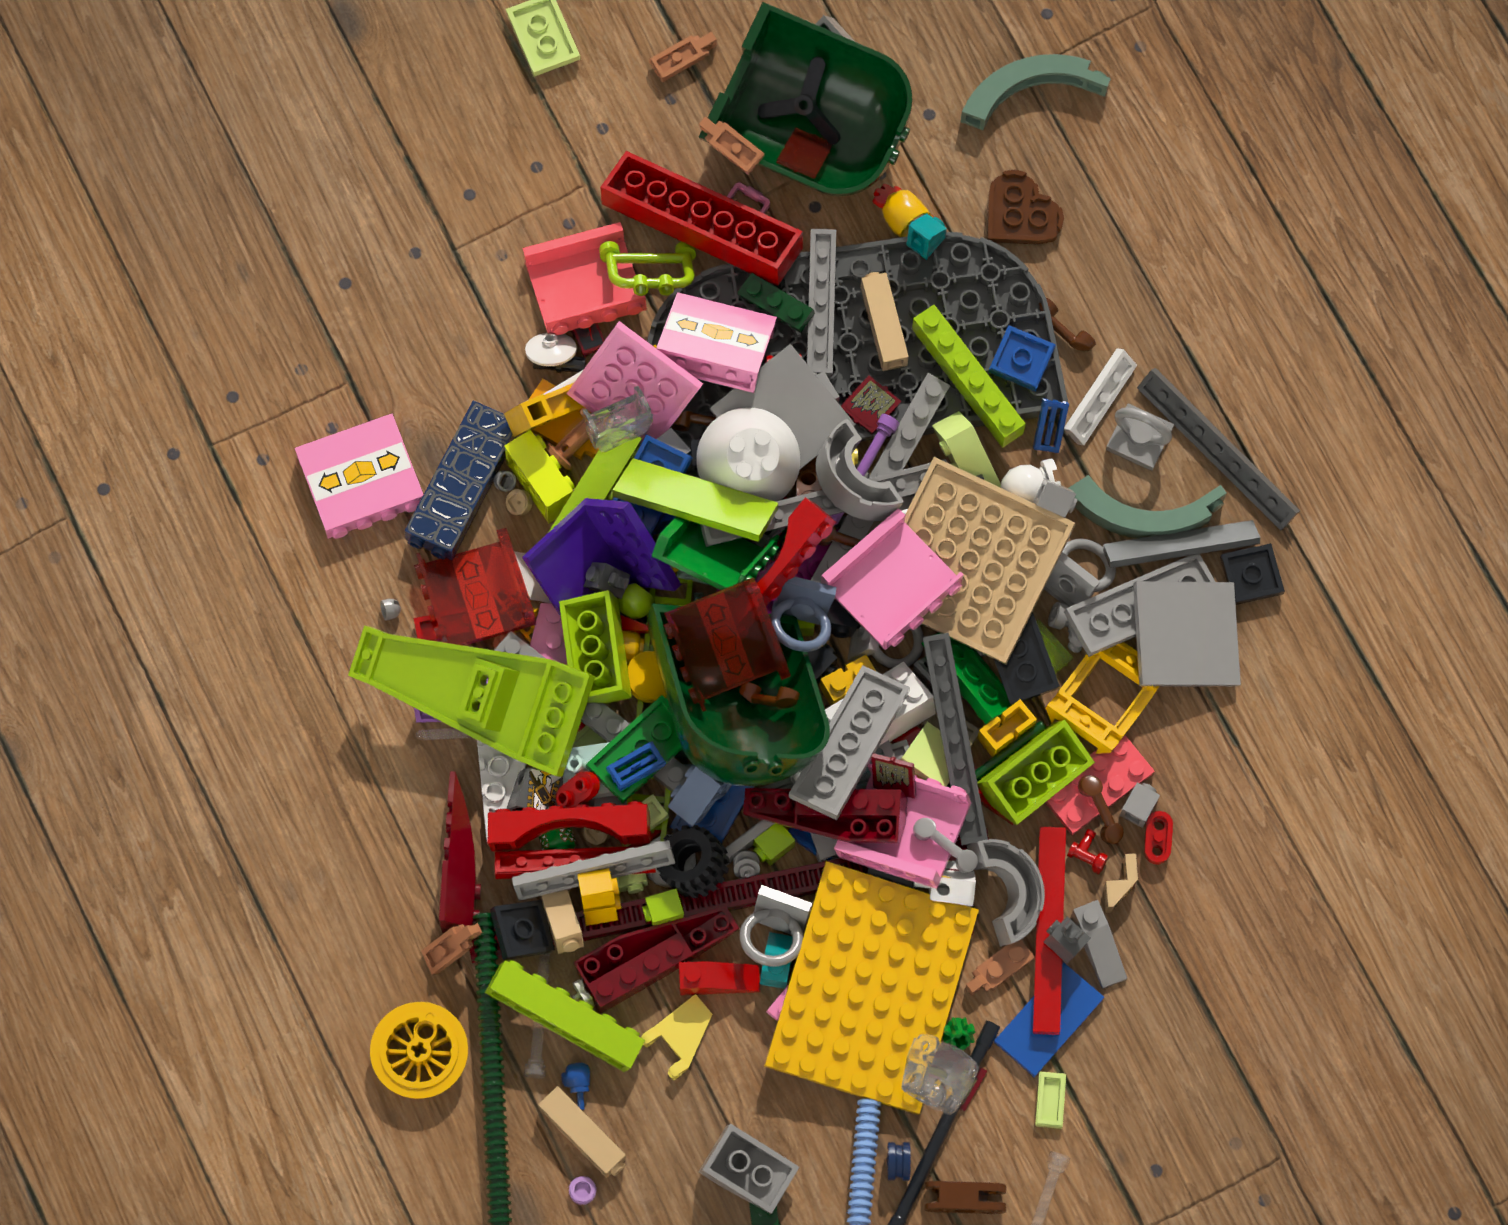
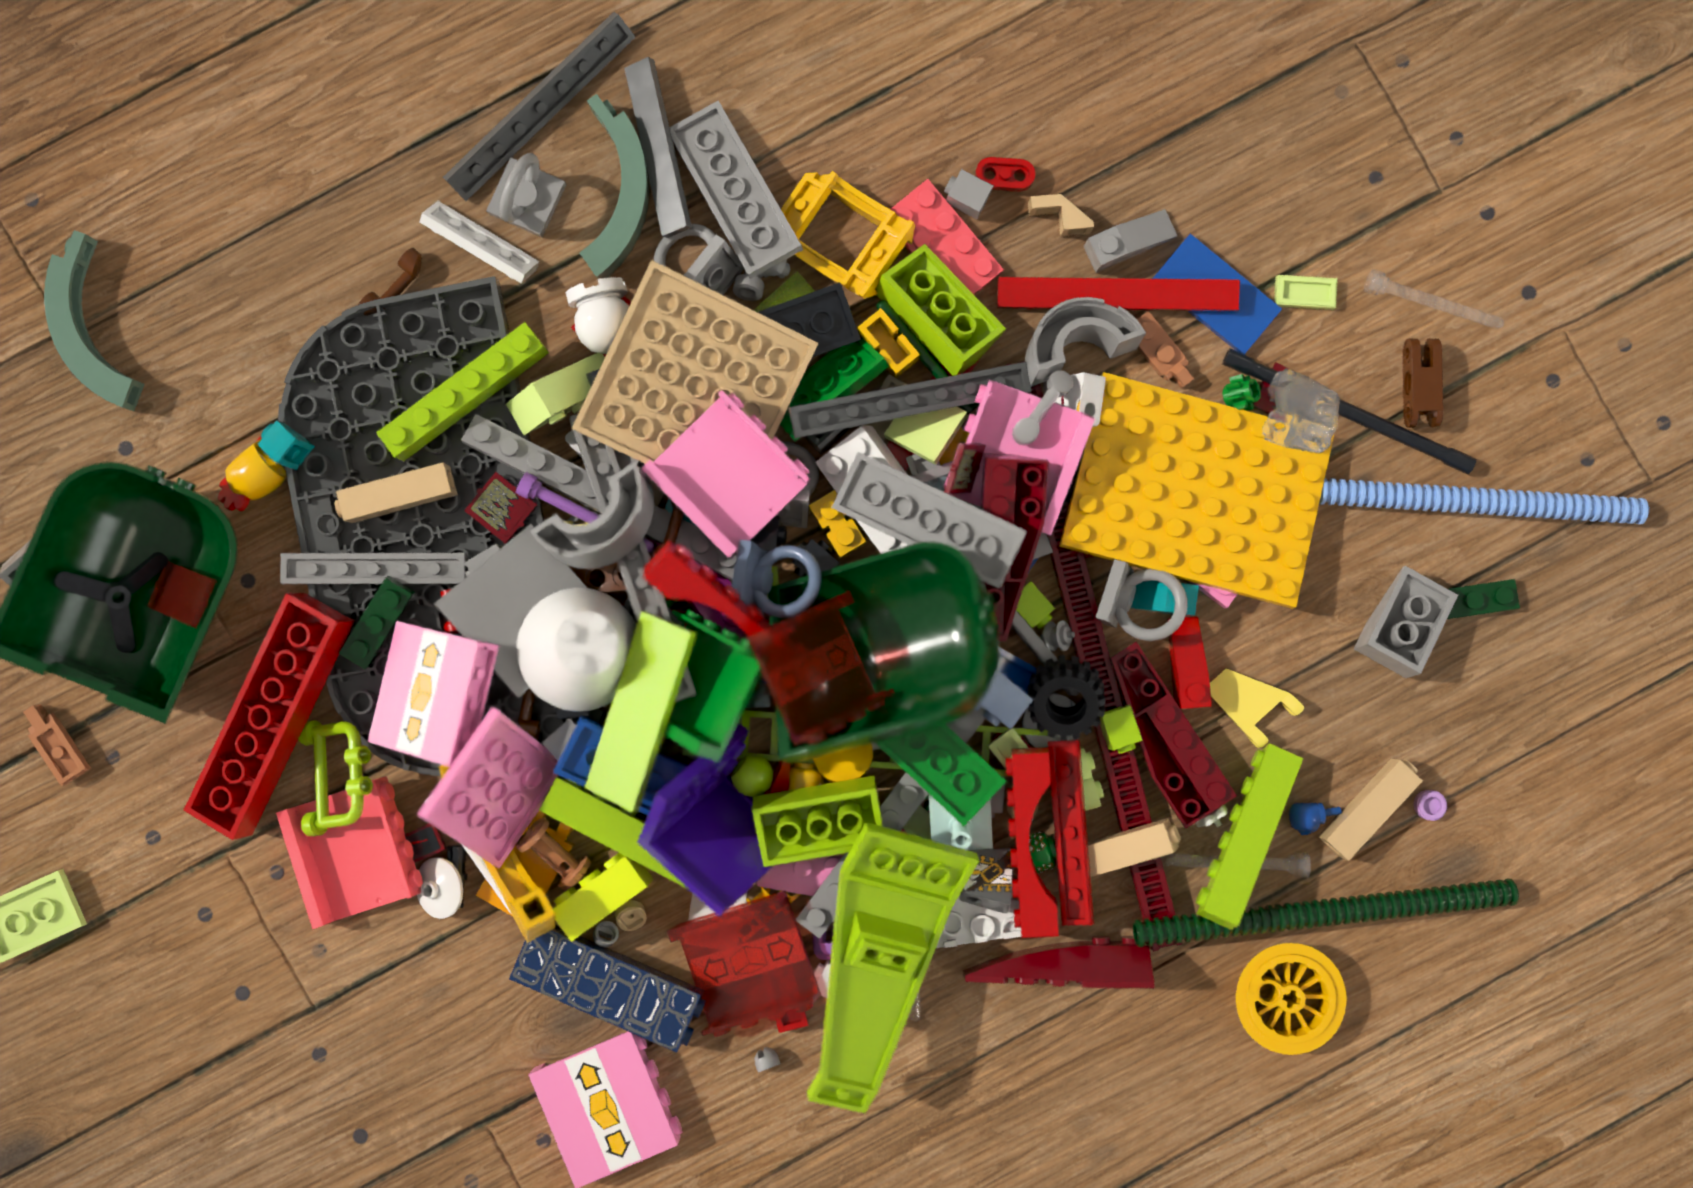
camera: 90 degrees left, 15 degrees up
(450, 947) = (1172, 970): nougat hinge -> none
(522, 929) = (1154, 890): black plate -> none
(573, 793) = (991, 833): red plate -> none
(599, 896) = (1115, 804): yellow piece -> none
(605, 577) = (732, 810): dark grey brick -> none
(619, 422) = (542, 808): clear piece -> none
(619, 863) = (1090, 821): light grey plate -> none
(621, 785) = (951, 746): blue tile -> none
(732, 145) = (175, 682): nougat hinge -> none
(751, 193) = (233, 655): bright pink piece -> none
(785, 698) = (877, 596): reddish brown bar -> none
(898, 1161) = (1388, 456): dark blue wheel -> none
(1021, 213) = (249, 338): reddish brown plate -> none
(1022, 358) = (437, 330): blue tile -> none
(1054, 404) = (505, 305): blue tile -> none
(1055, 498) = (620, 283): light grey brick -> none
(1066, 939) = (1136, 271): dark grey brick -> none
(1081, 852) = (1024, 261): red piece -> none
(1092, 786) = (956, 244): reddish brown bar -> none
(1186, 634) = (769, 139): light grey tile -> none
(1253, 573) = (690, 68): black plate -> none

